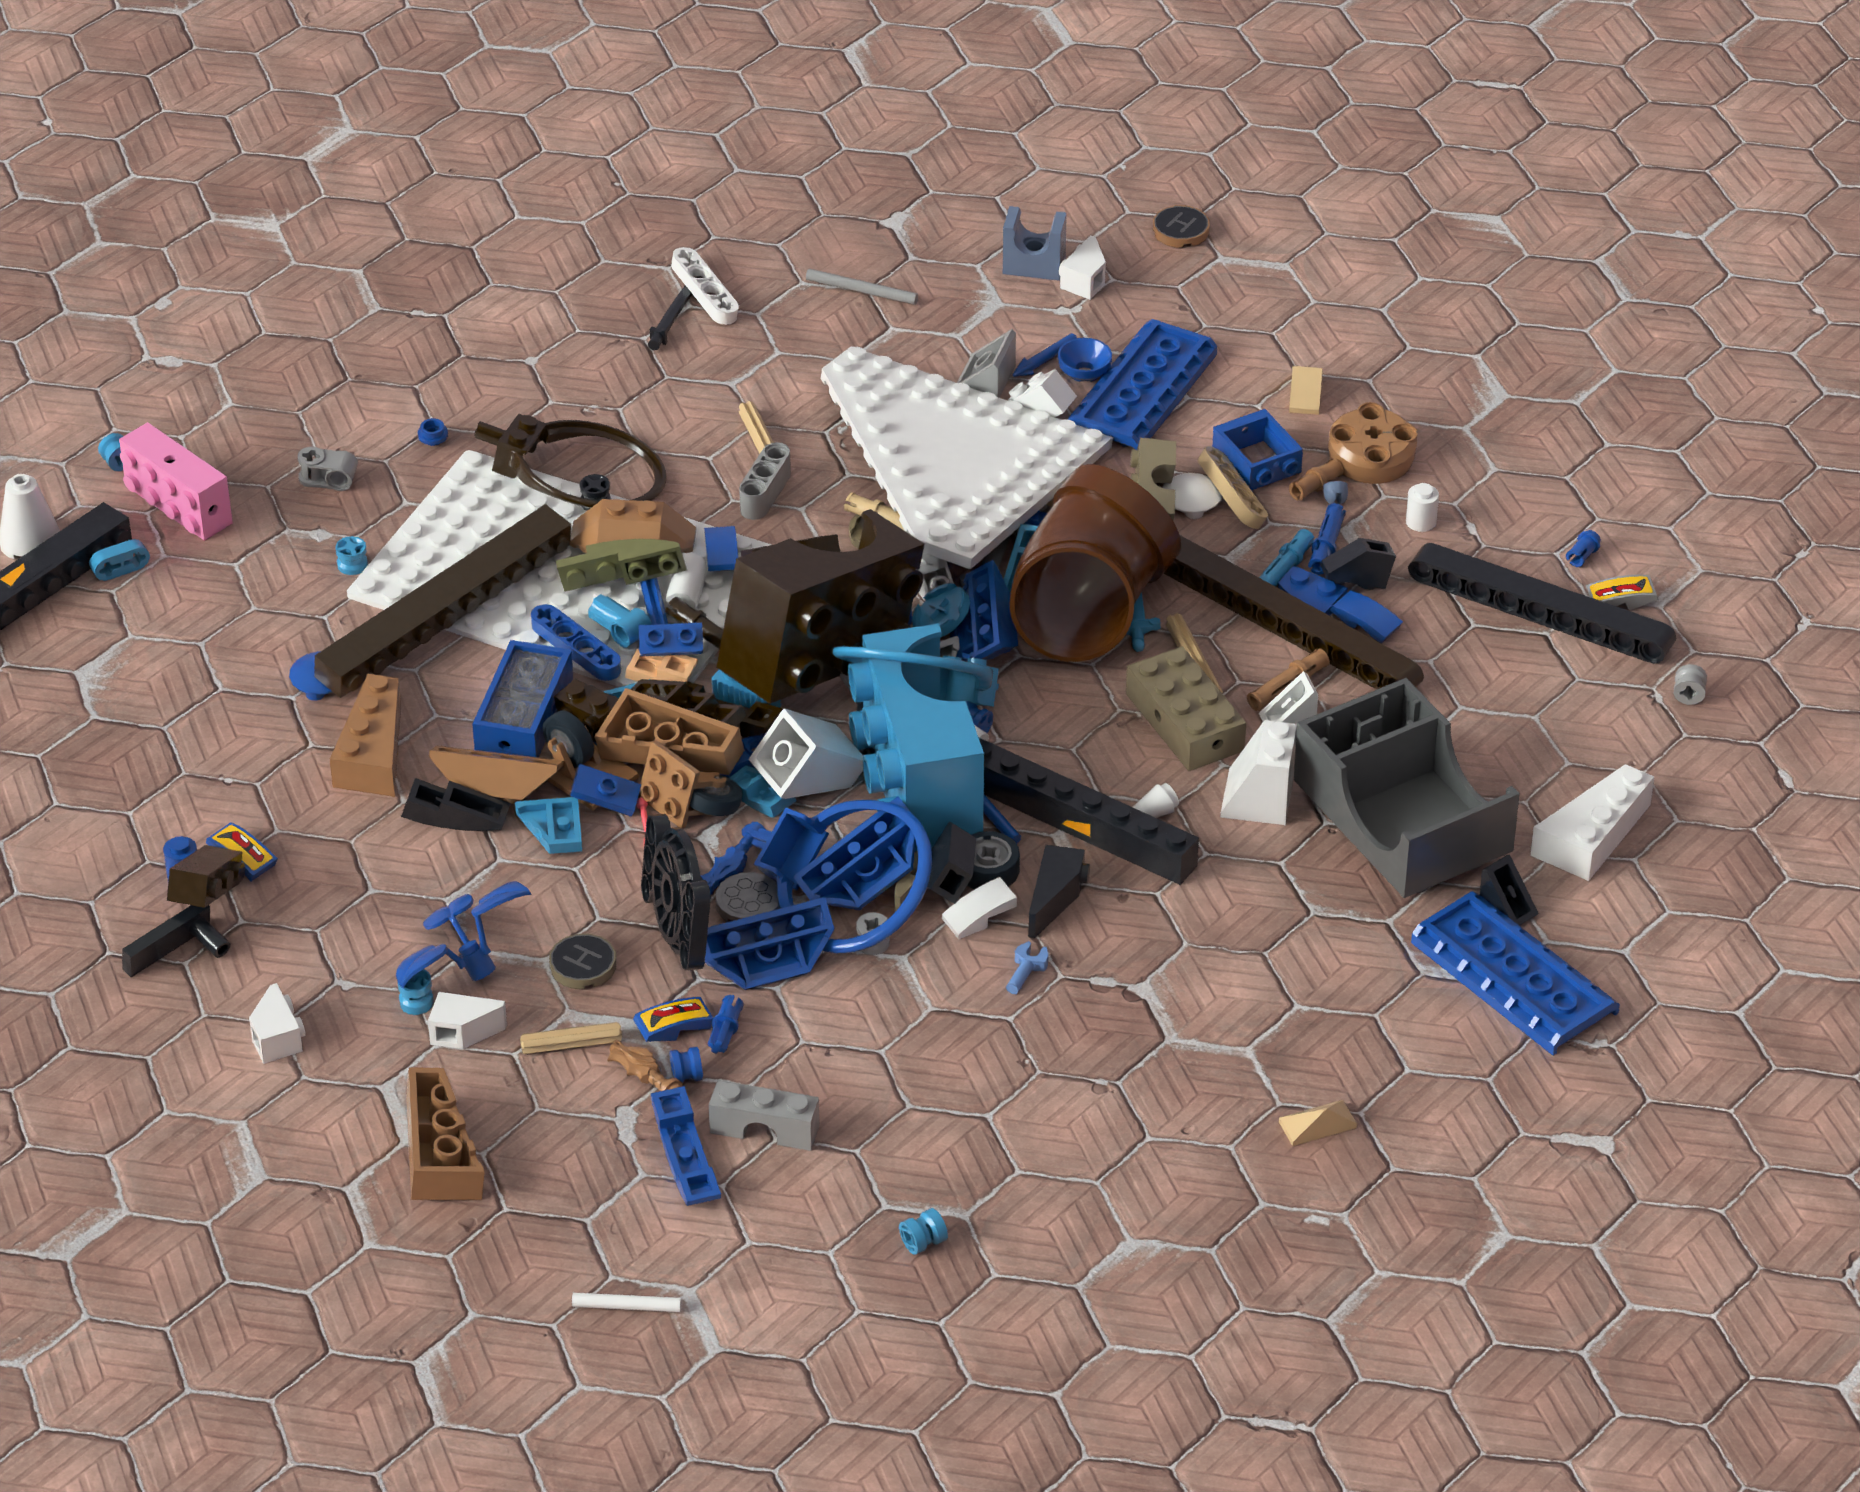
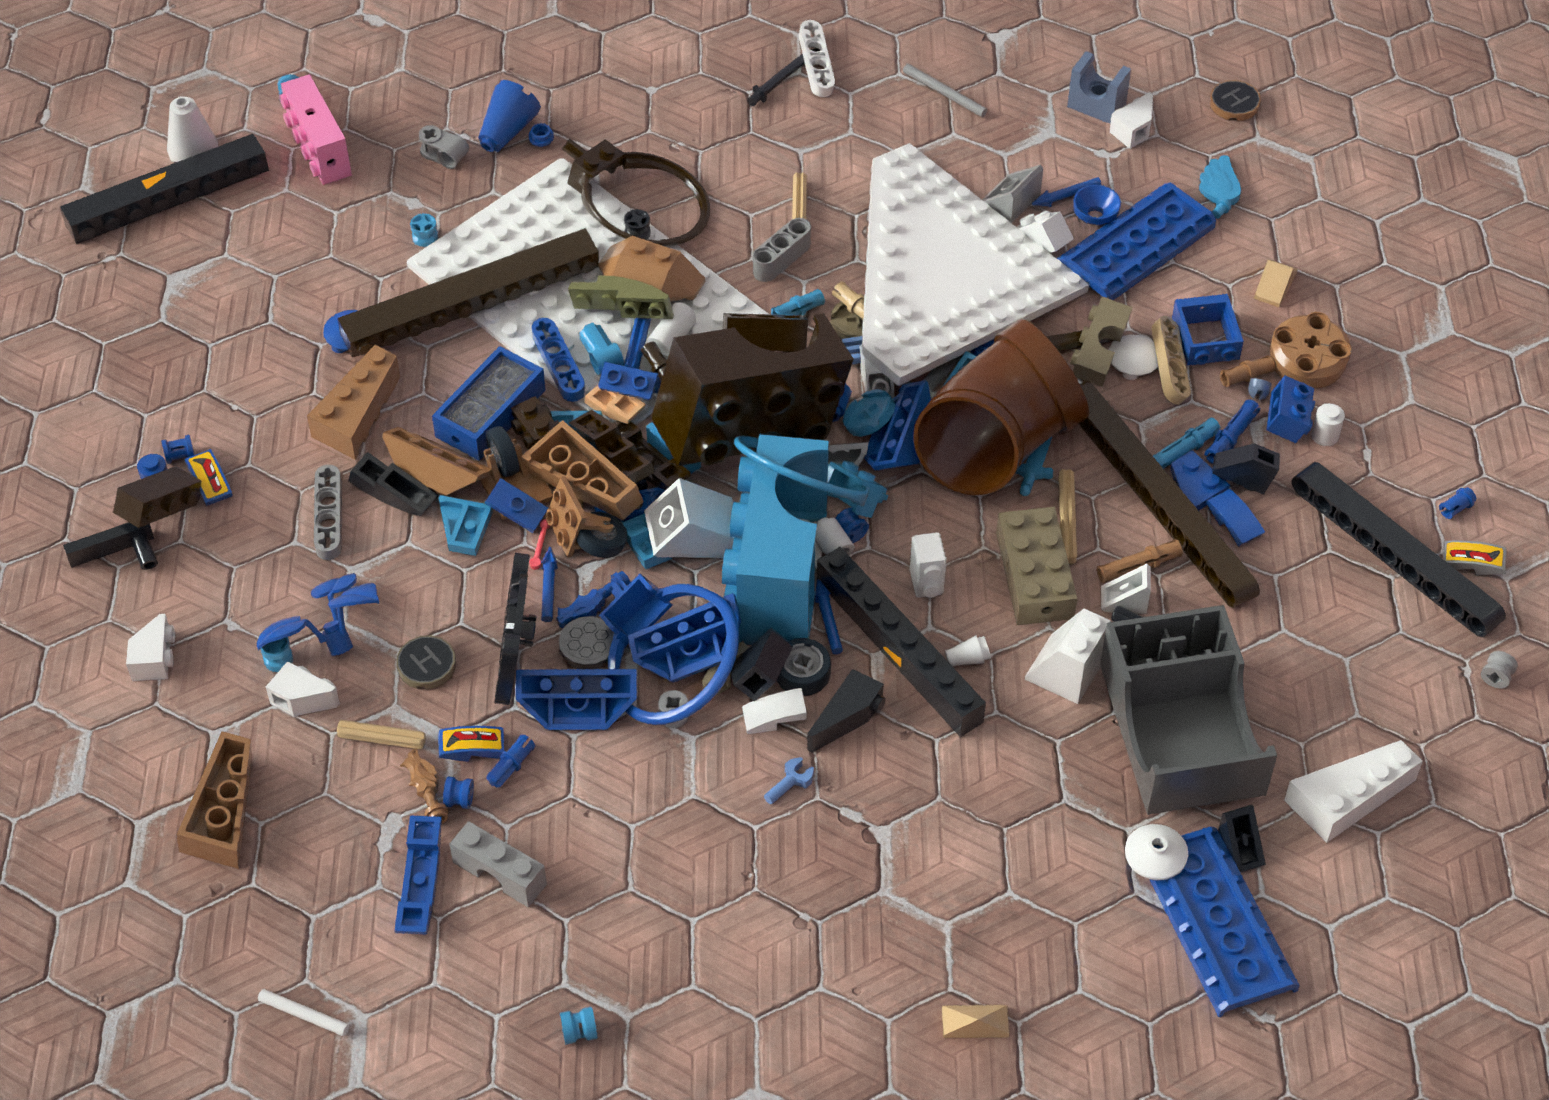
camera: 20 degrees right, 10 degrees up
(119, 559) = (245, 186): dark azure beam -> none
(197, 829) = (184, 443): none -> blue bush
(387, 416) = (507, 115): none -> blue cone
(393, 851) = (330, 511): none -> light grey beam
(721, 548) = (714, 303): blue slope -> none
(815, 526) = (800, 304): none -> dark azure pin
(1076, 732) = (927, 565): none -> white brick
(1204, 311) = (1220, 185): none -> dark azure animal
(1378, 502) = (1290, 409): none -> blue brick
(1429, 926) = (1154, 862): none -> white dish

